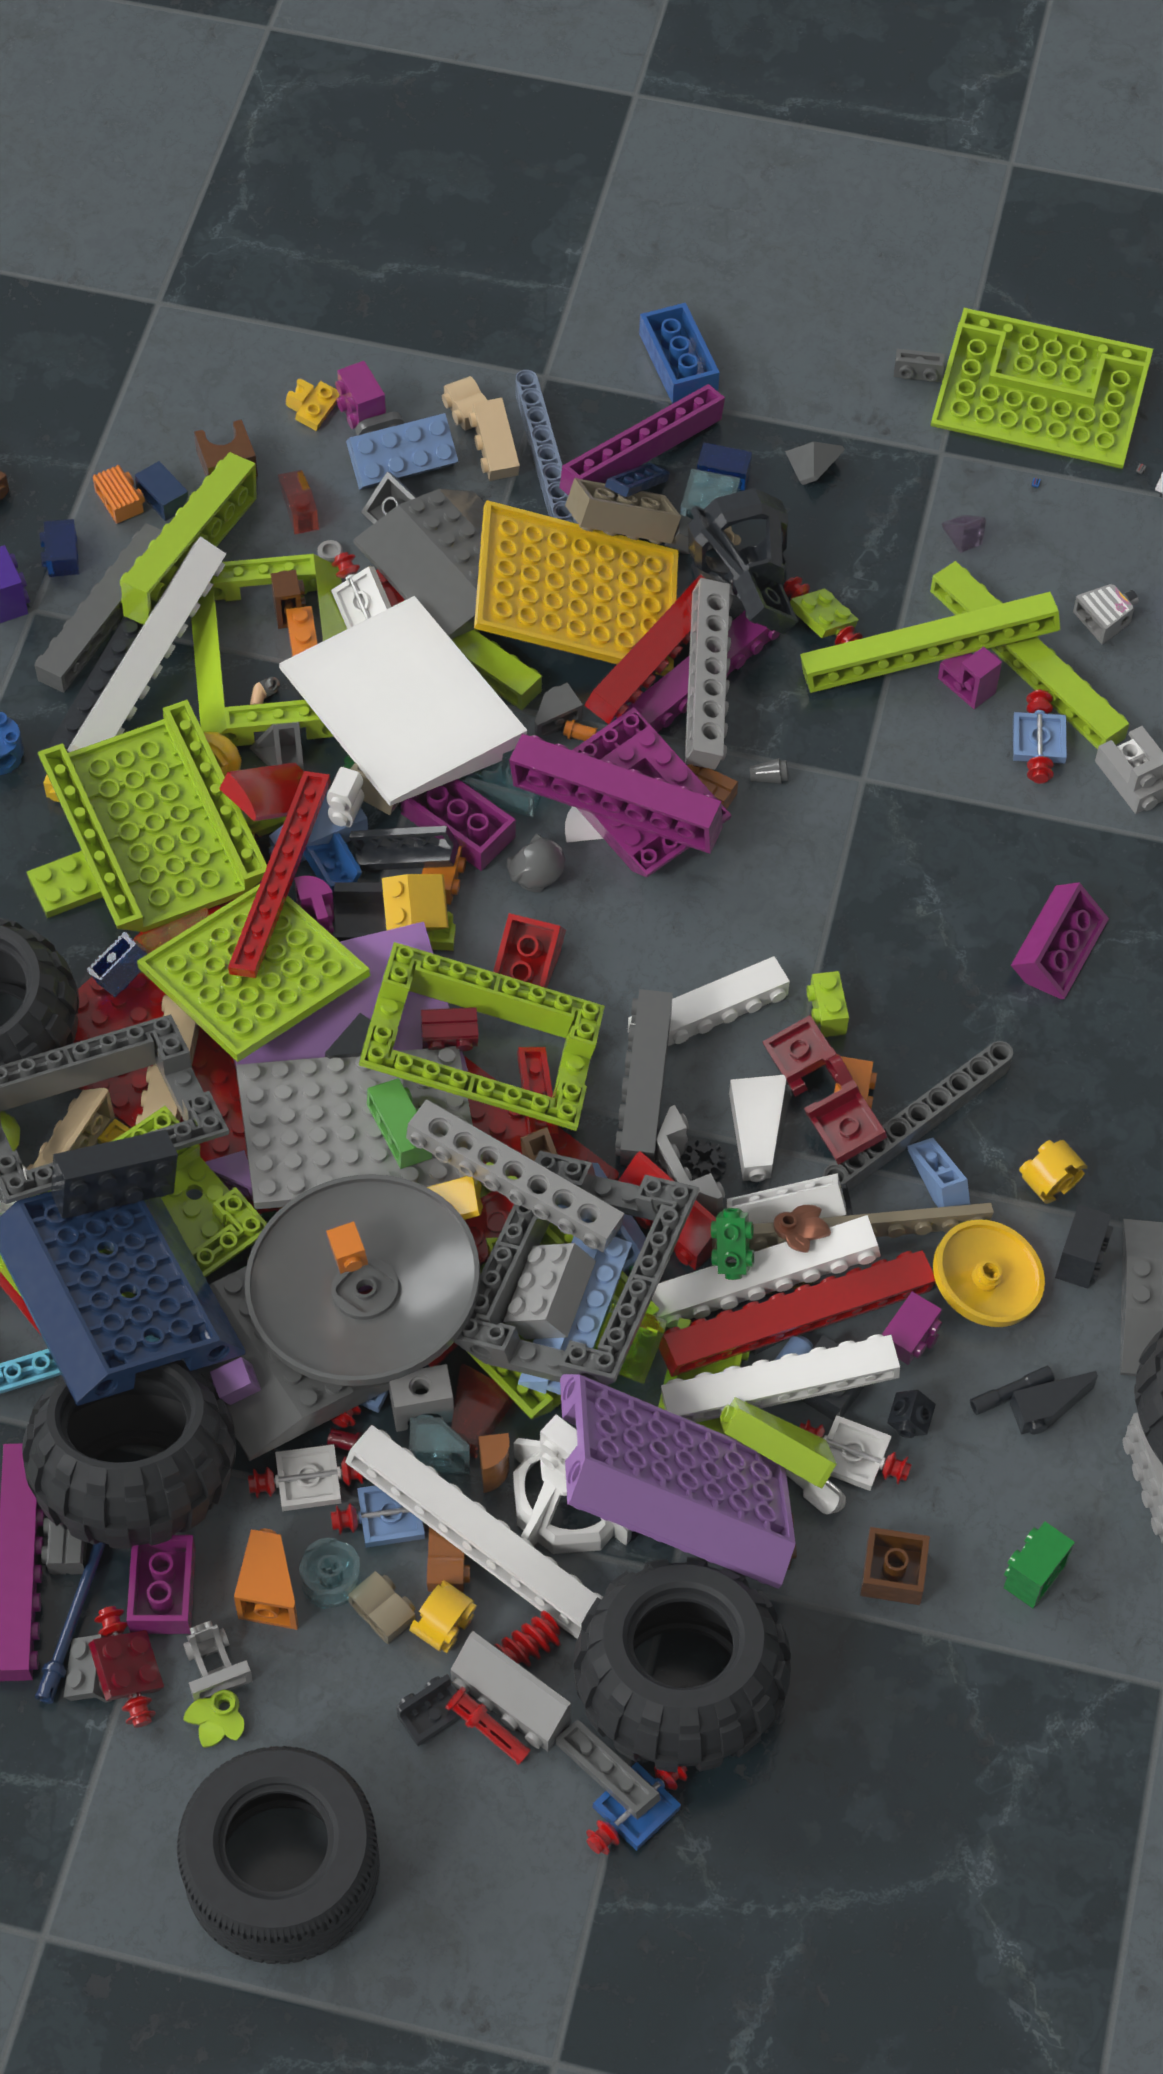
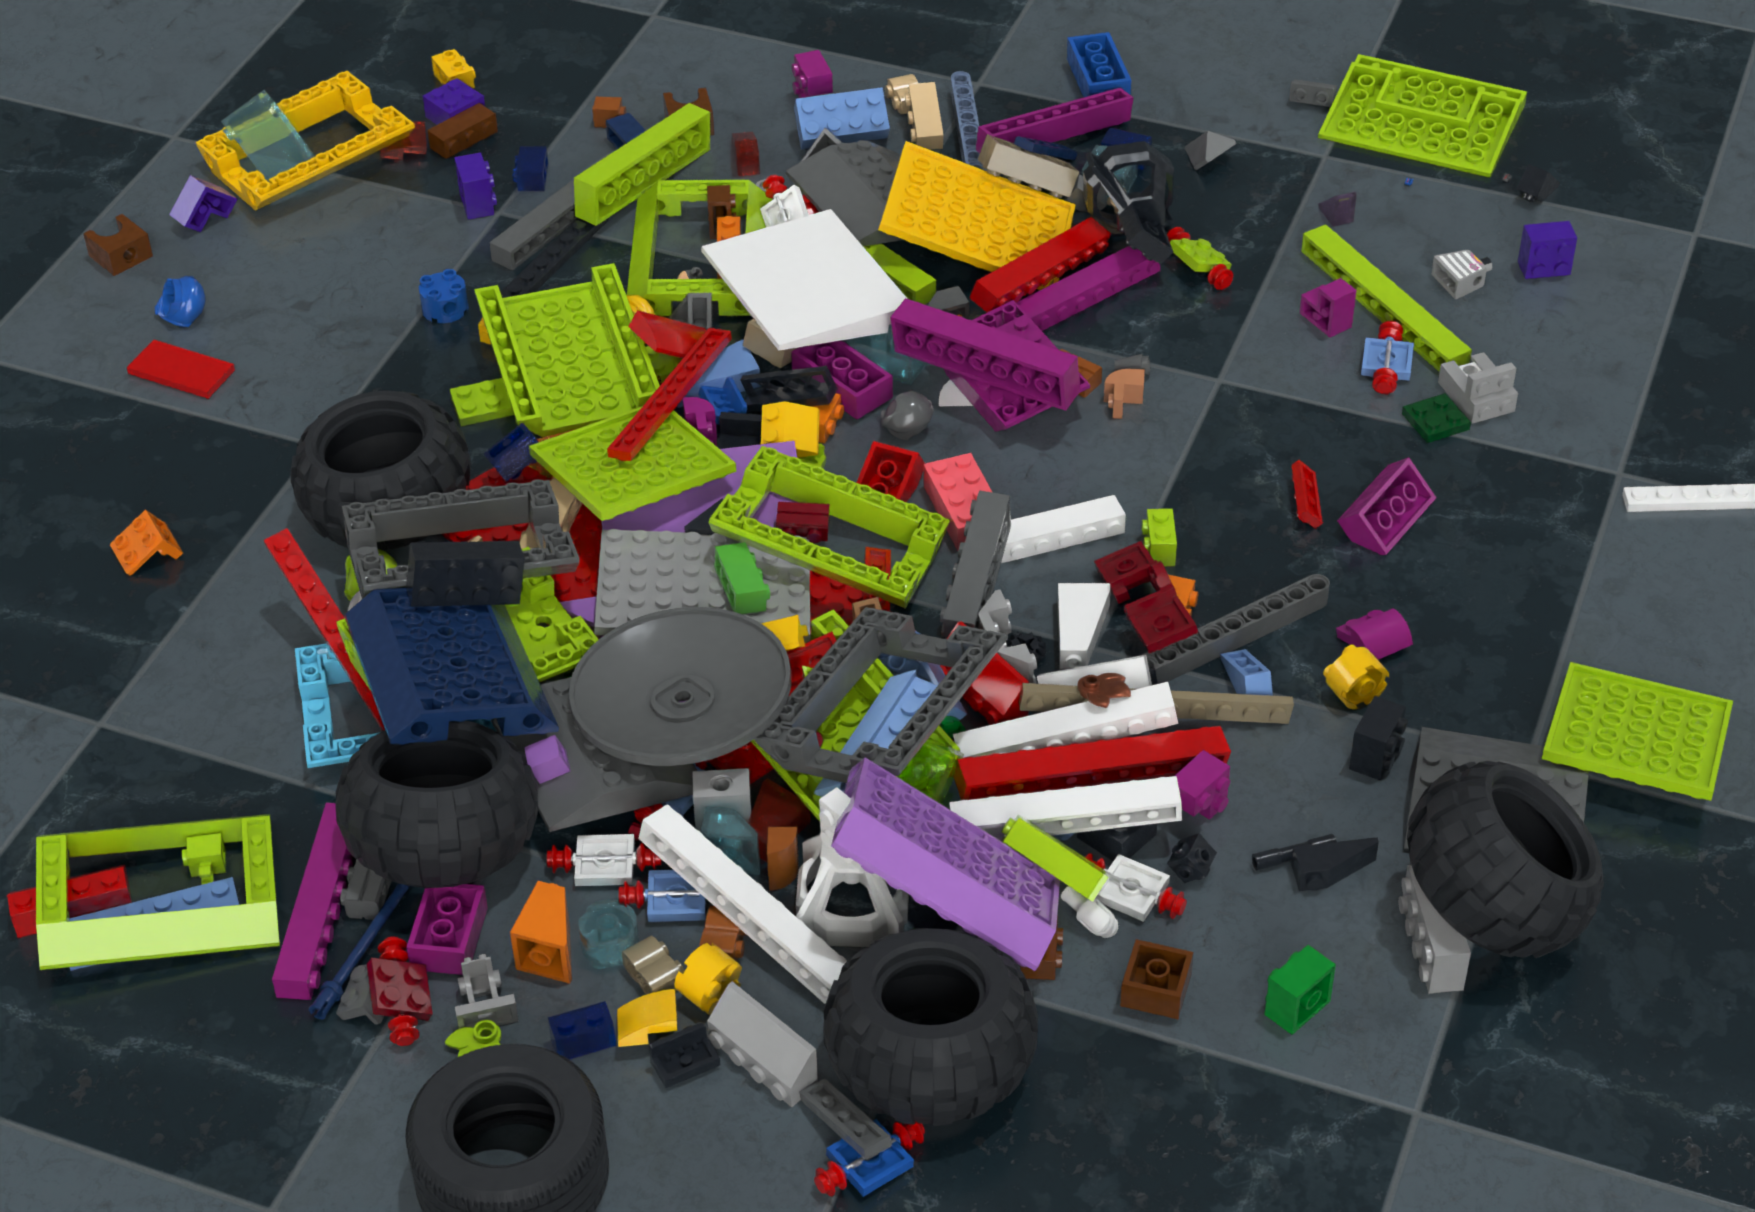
camera: 10 degrees right, 15 degrees down
(118, 493) = (590, 135): orange brick -> none
(133, 455) = (606, 108): none -> dark orange brick
(151, 645) = (597, 227): white brick -> none
(312, 404) = (770, 88): yellow plate -> none
(323, 1693) = (582, 1031): none -> clear blue brick
(345, 797) = (740, 344): white brick -> none
(347, 1247) = (669, 654): orange brick -> none
(386, 1669) = (646, 1015): none -> yellow slope
(476, 1716) = (727, 1058): red pin -> none
(508, 1162) = (837, 615): light grey brick -> none
(531, 1640) = (795, 1004): red piece -> none
(549, 1291) = (856, 712): light grey brick -> none
(609, 970) = (951, 488): none -> coral brick
(708, 673) = (1085, 283): light grey brick -> none
(733, 1235) = (1035, 685): green brick -> none
(764, 803) = (1123, 387): none -> nougat brick
(930, 642) = (1293, 277): lime brick -> none
(974, 930) = (1306, 494): none -> red plate
(988, 1273) = (1283, 752): yellow dish -> none
(1065, 1108) = (1377, 631): none -> magenta brick
(1098, 811) = (1436, 418): none -> dark green plate

